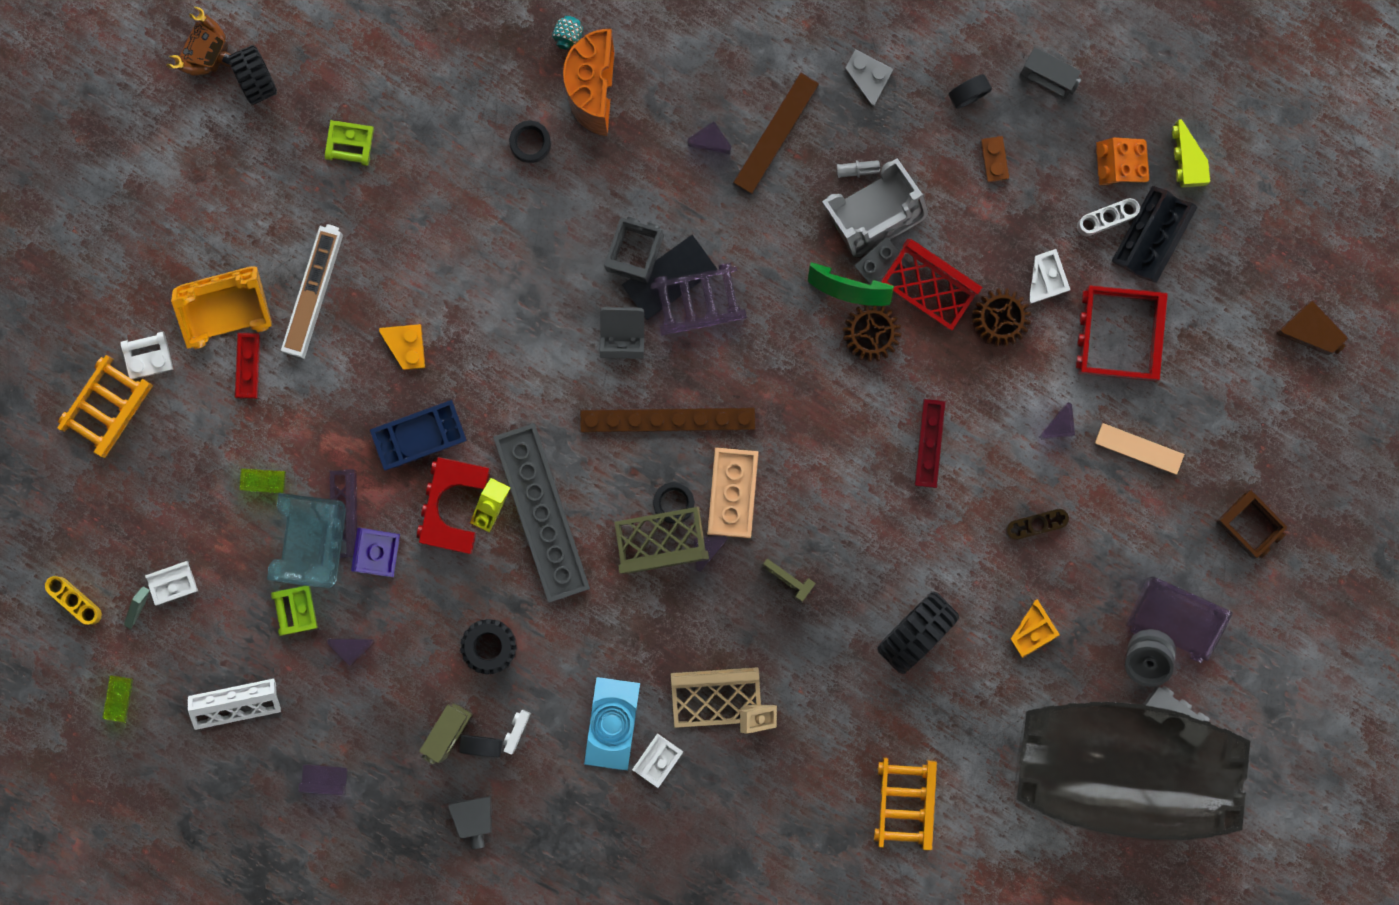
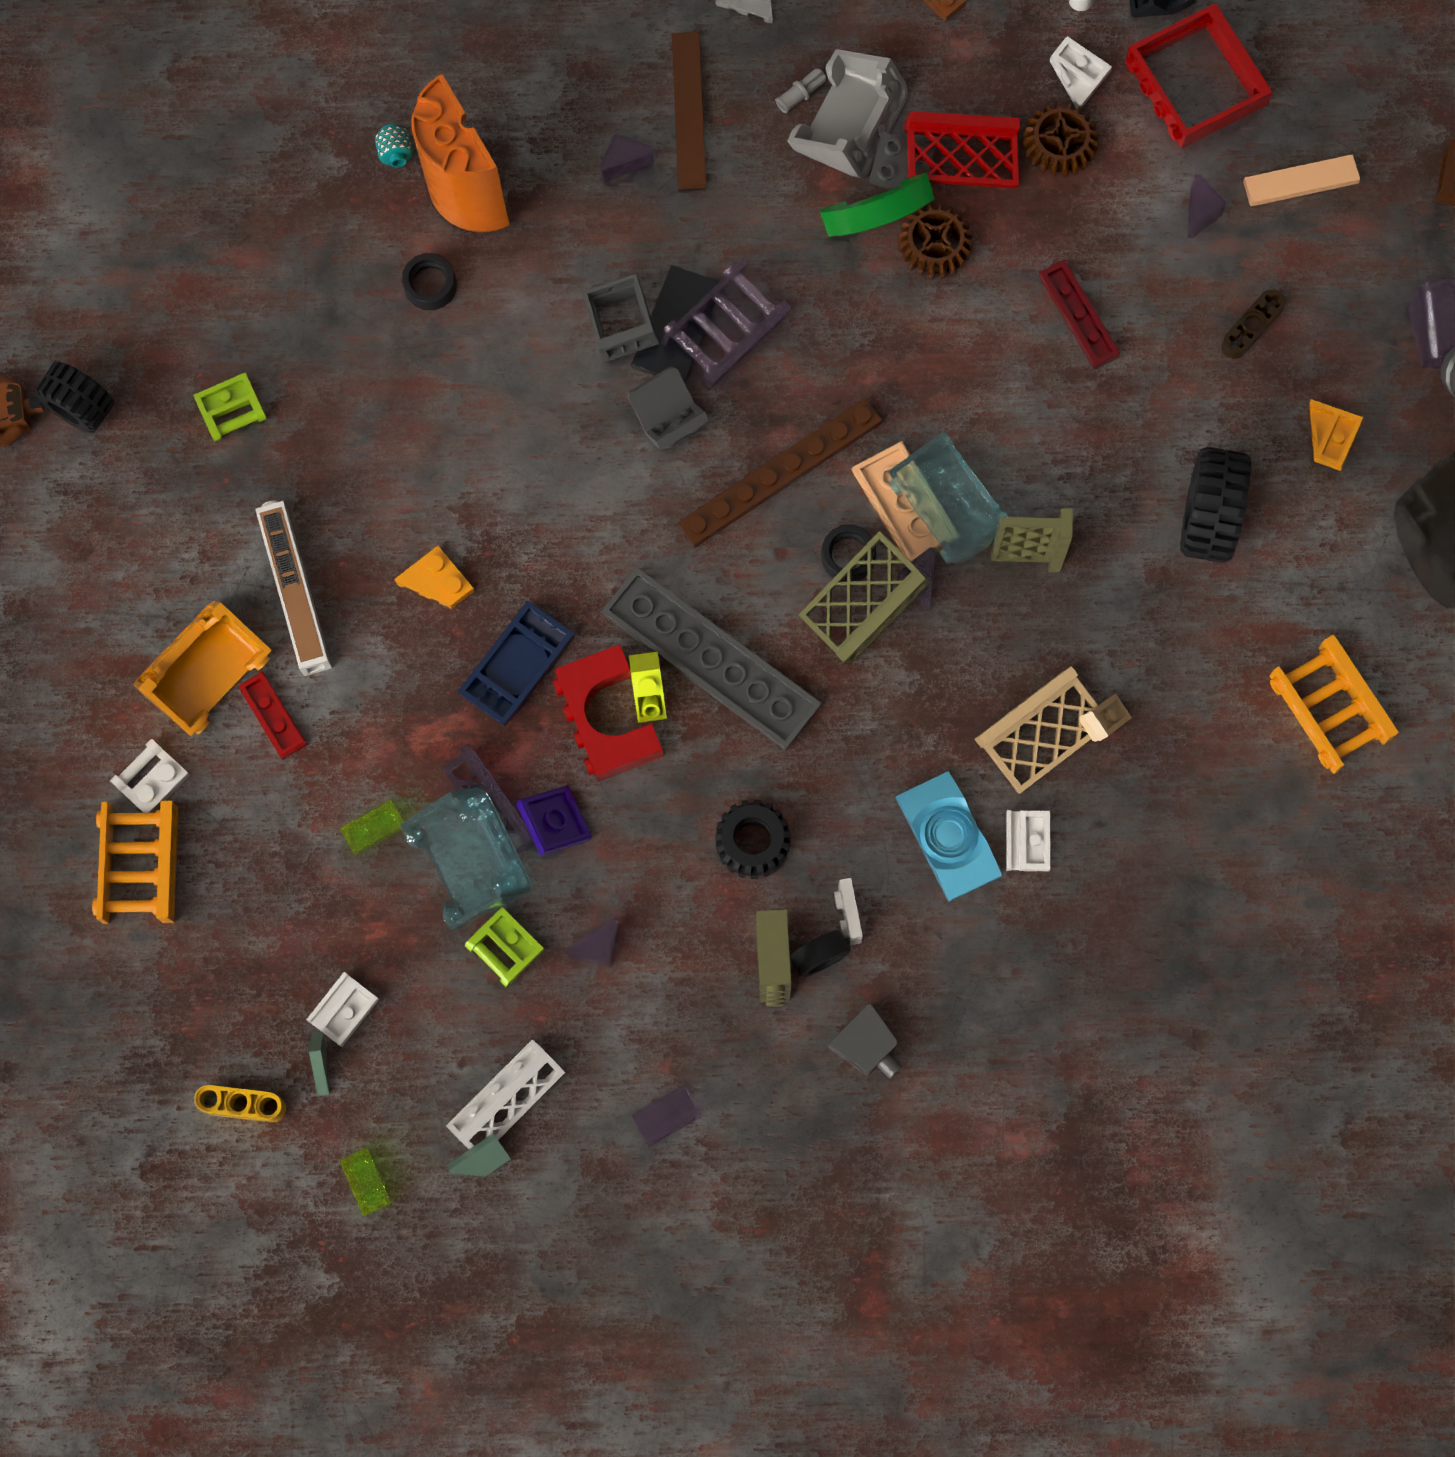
camera: 30 degrees left, 10 degrees down
(195, 731) = (480, 1159): none -> sand green tile
(759, 515) = (948, 499): none -> clear light blue windscreen

